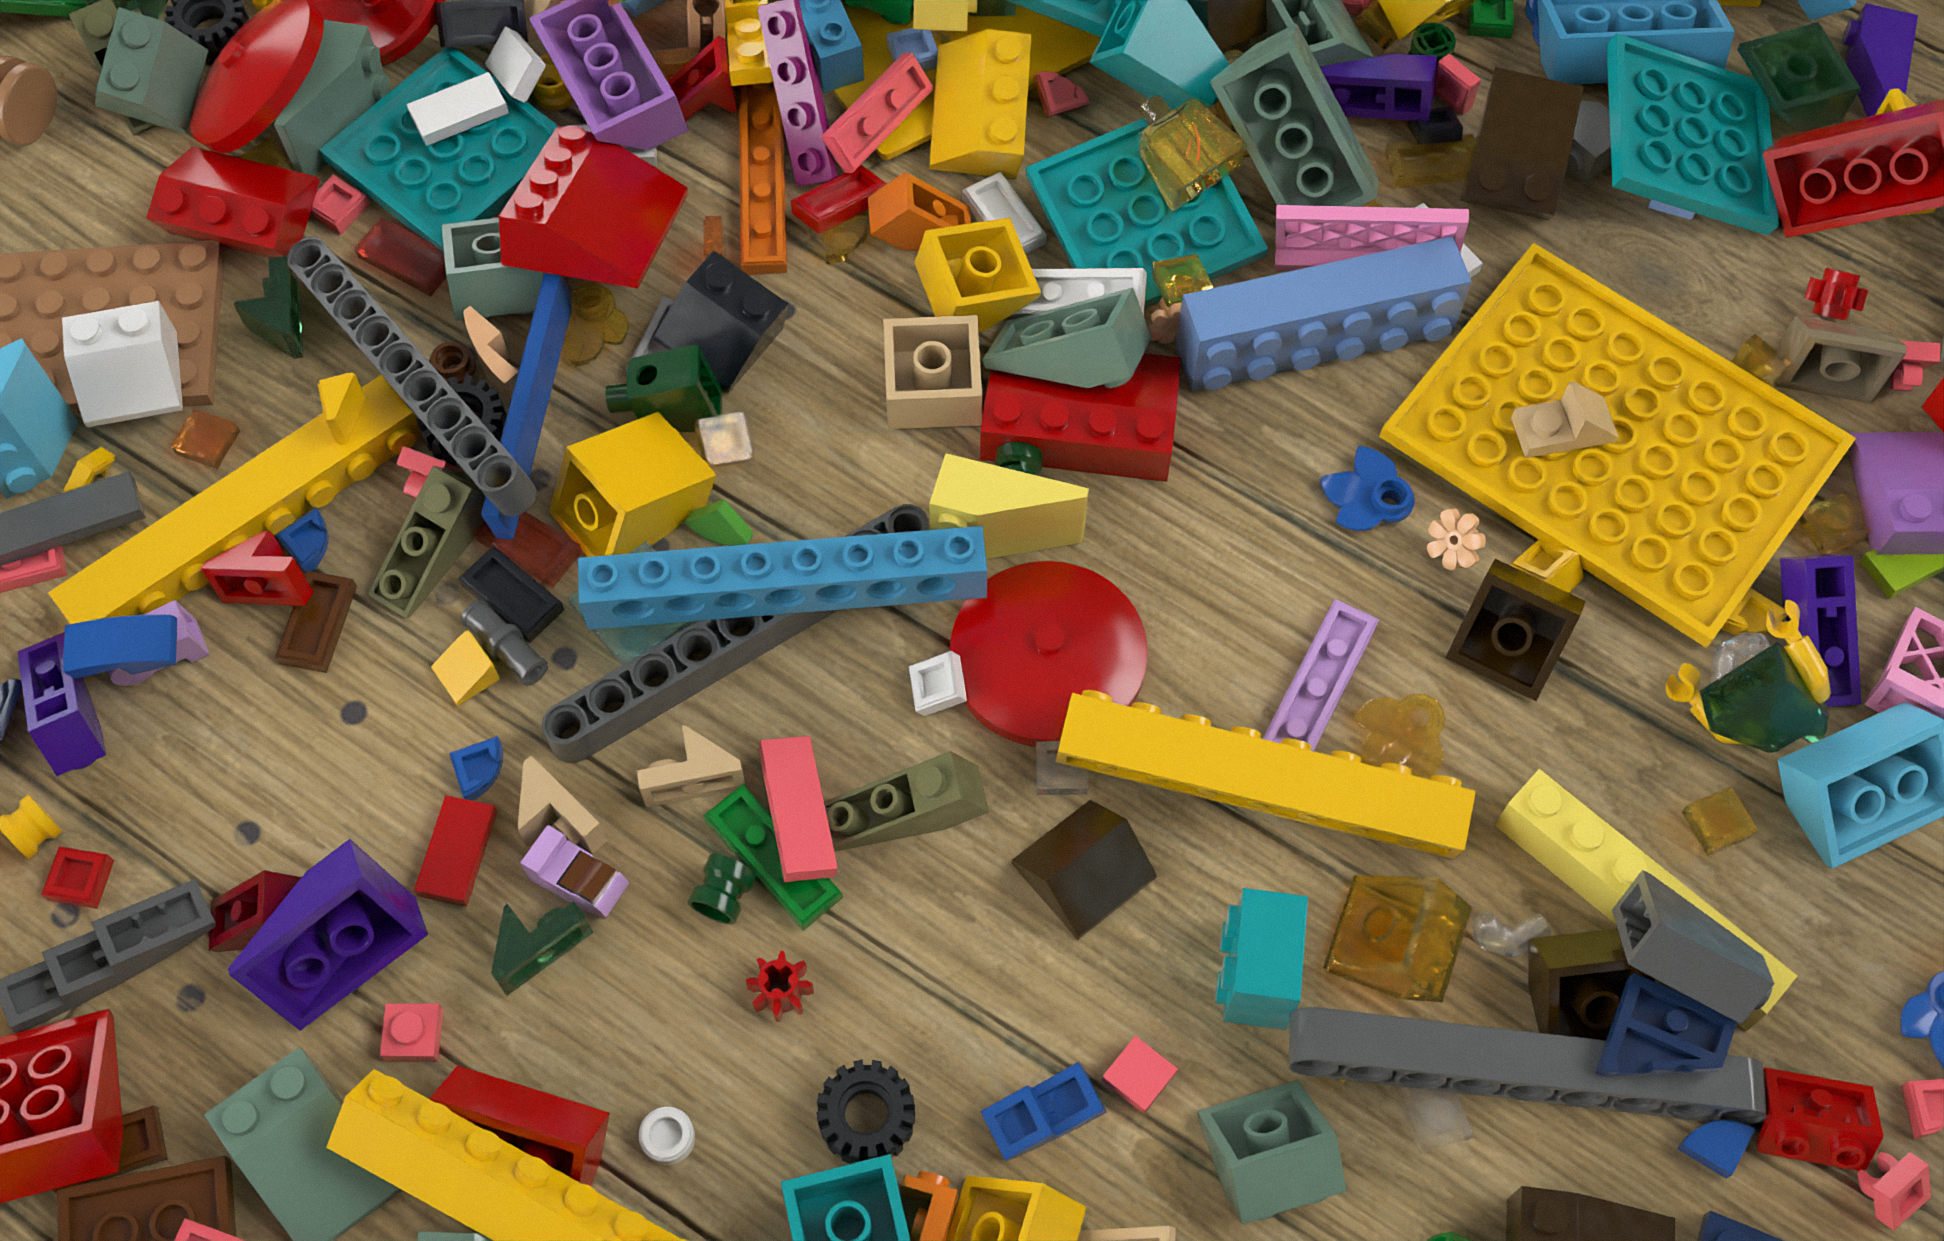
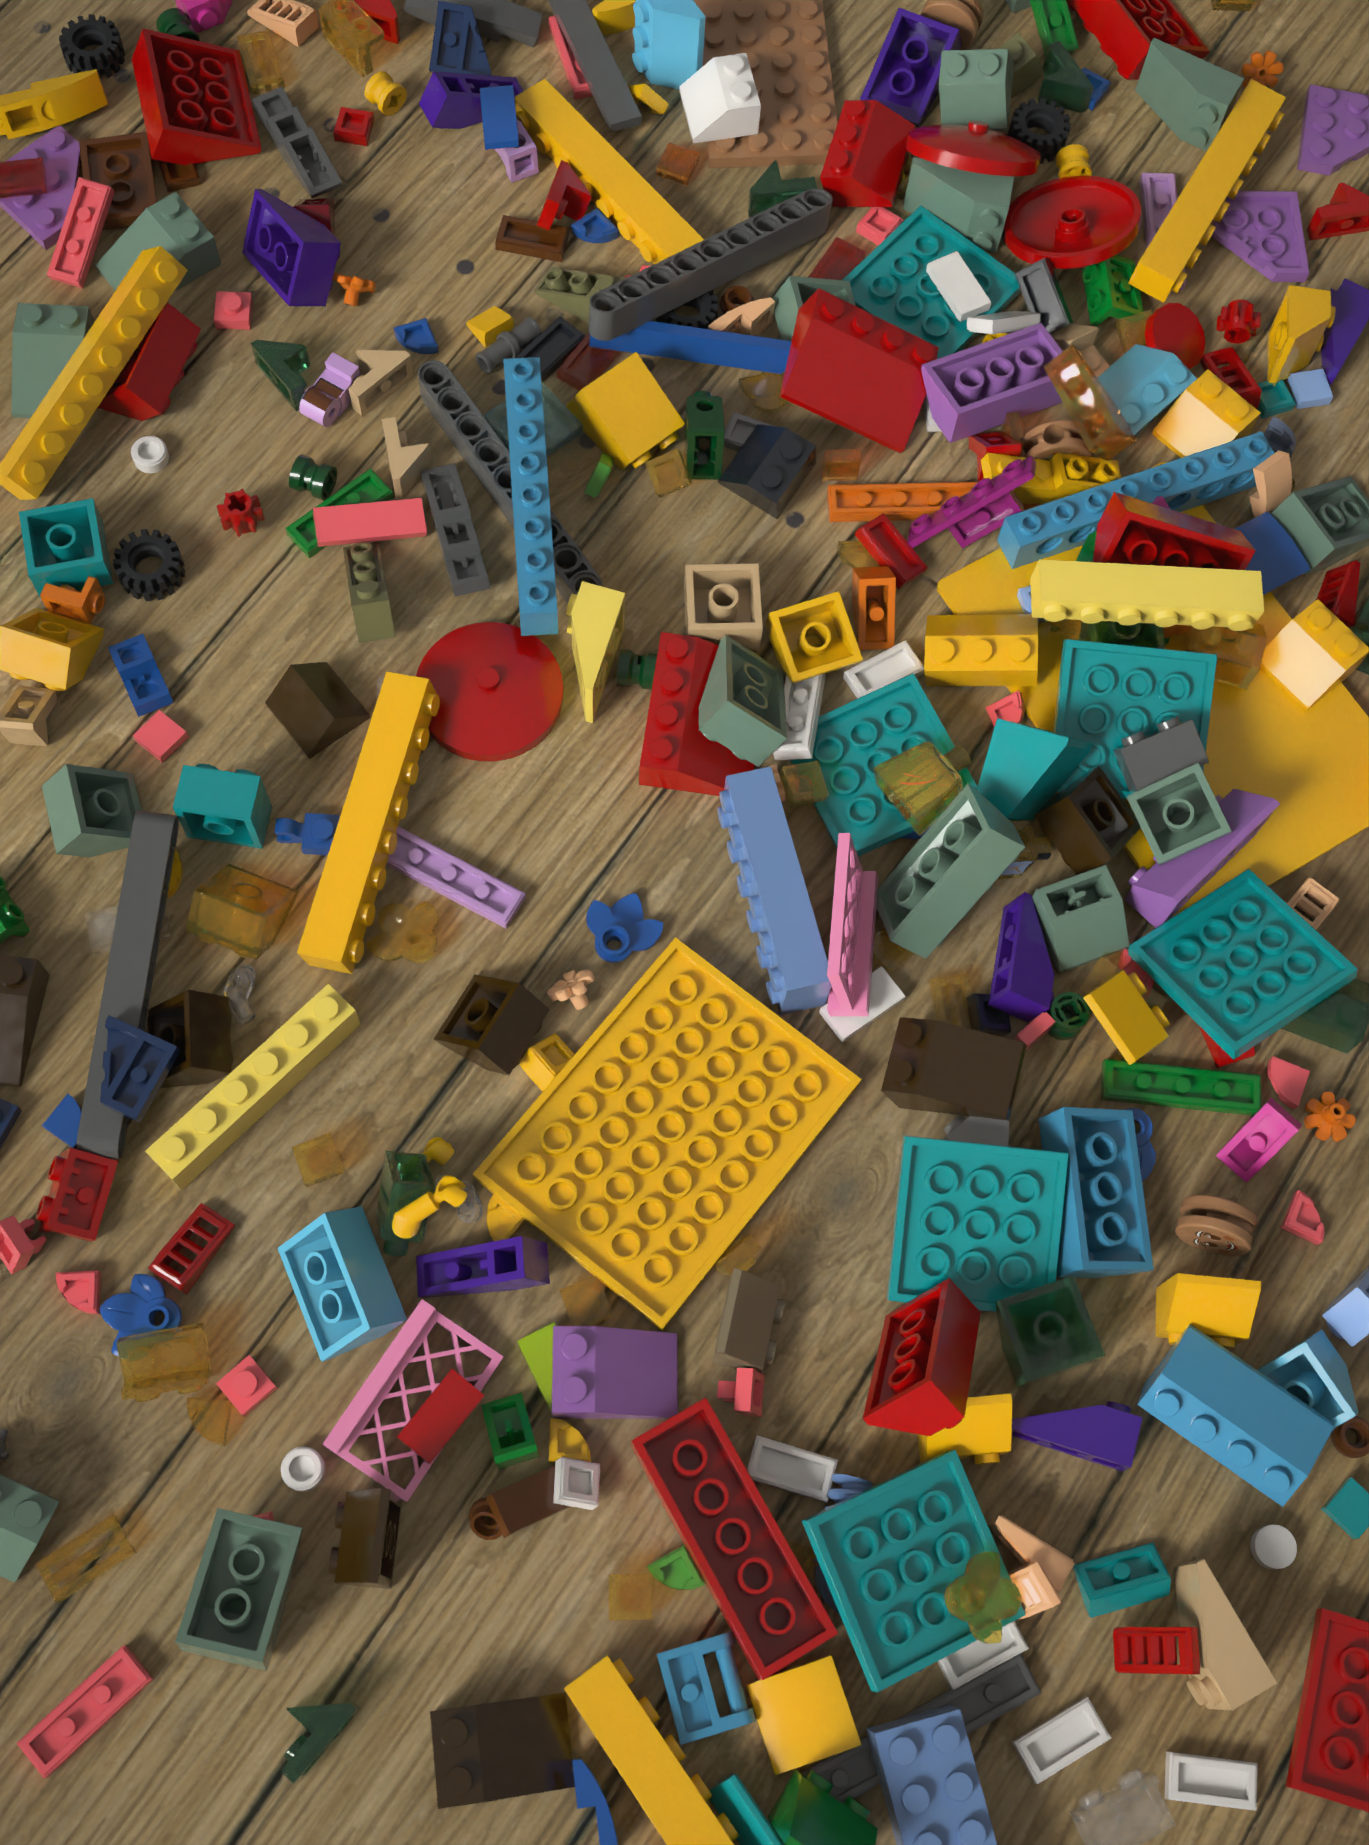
camera: 85 degrees right, 5 degrees up
(86, 153) = (909, 65): none -> dark purple slope
(341, 404) = (678, 221): yellow slope -> none
(389, 851) = (353, 287): none -> orange plant
(455, 850) = (356, 327): red tile -> none
(804, 702) = (455, 529): none -> dark grey slope
(877, 112) = (967, 569): coral tile -> none
(937, 683) = (463, 613): white tile -> none
(1272, 852) = (314, 834): none -> blue plate
(1564, 425) = (672, 1078): tan slope -> none
(1690, 950) = (186, 1084): dark grey slope -> none
(1836, 294) = (812, 1337): red gear -> none
(1883, 960) = (171, 1250): none -> red slope

